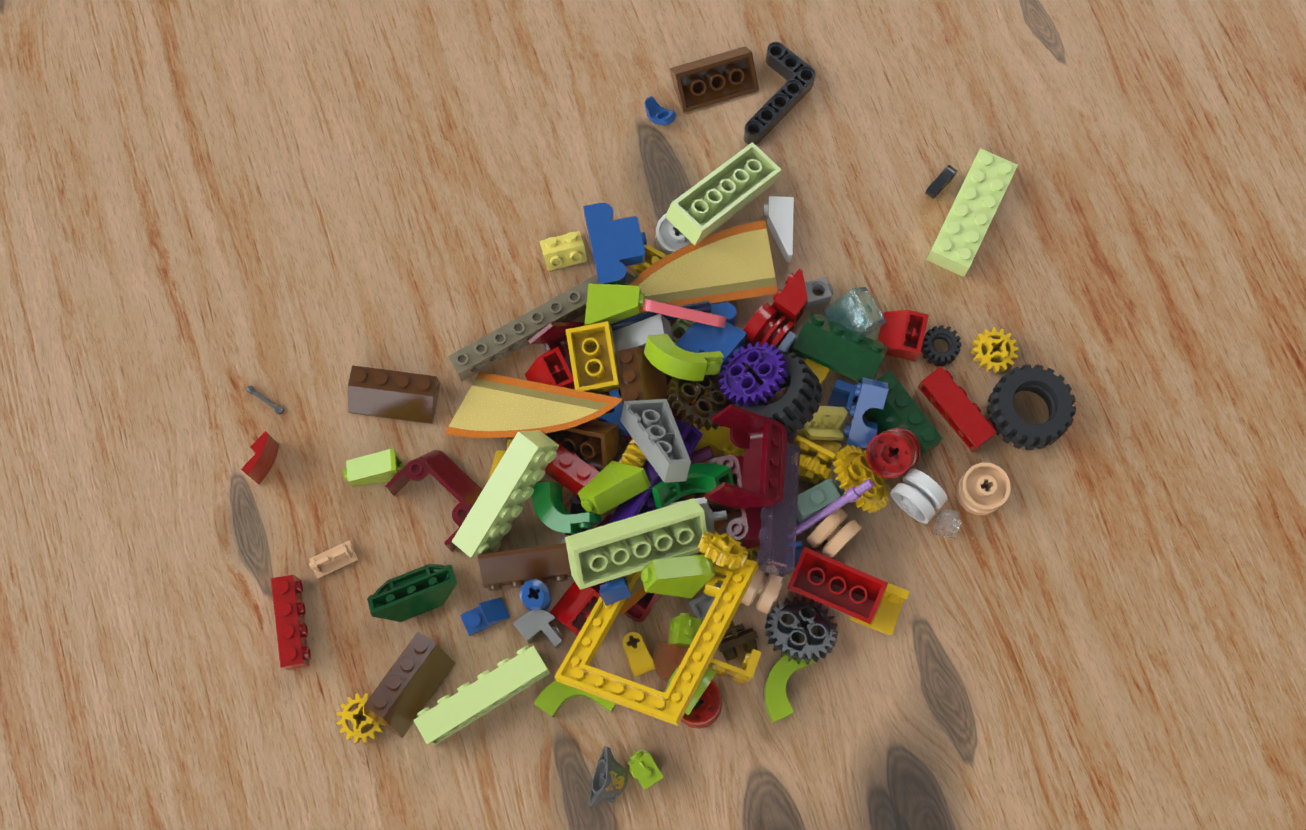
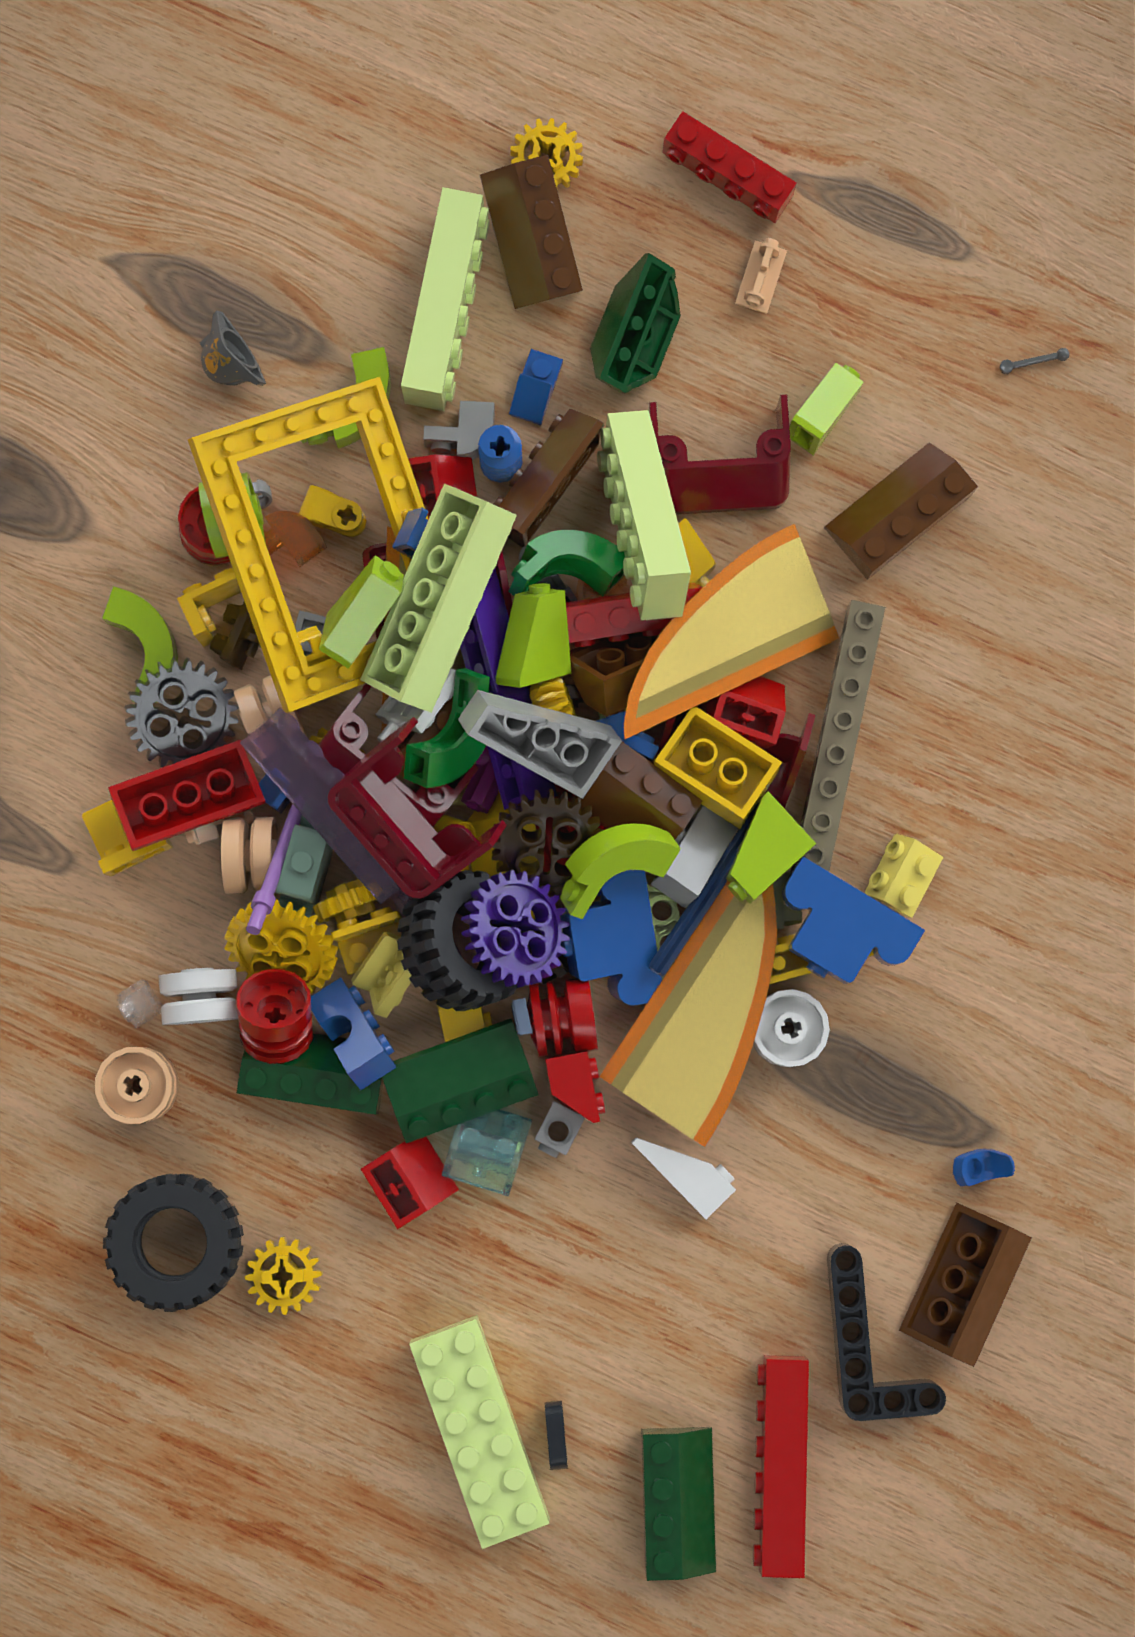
camera: 130 degrees right, 10 degrees up
(265, 455) = (957, 296): red slope -> none
(644, 768) = (199, 403): lime head -> none
(683, 629) = (305, 584): lime head -> none
(684, 313) = (672, 925): coral beam -> none
(722, 193) = (788, 1129): yellowish green brick -> none
(723, 549) = (337, 683): yellow gear -> none
(842, 394) = (403, 1031): blue panel -> none
(859, 85) = (782, 1466): none -> red brick
(917, 112) = (678, 1503): none -> dark green slope
(949, 337) = (330, 1216): black tyre -> none
(957, 409) = (257, 1154): red brick -> none

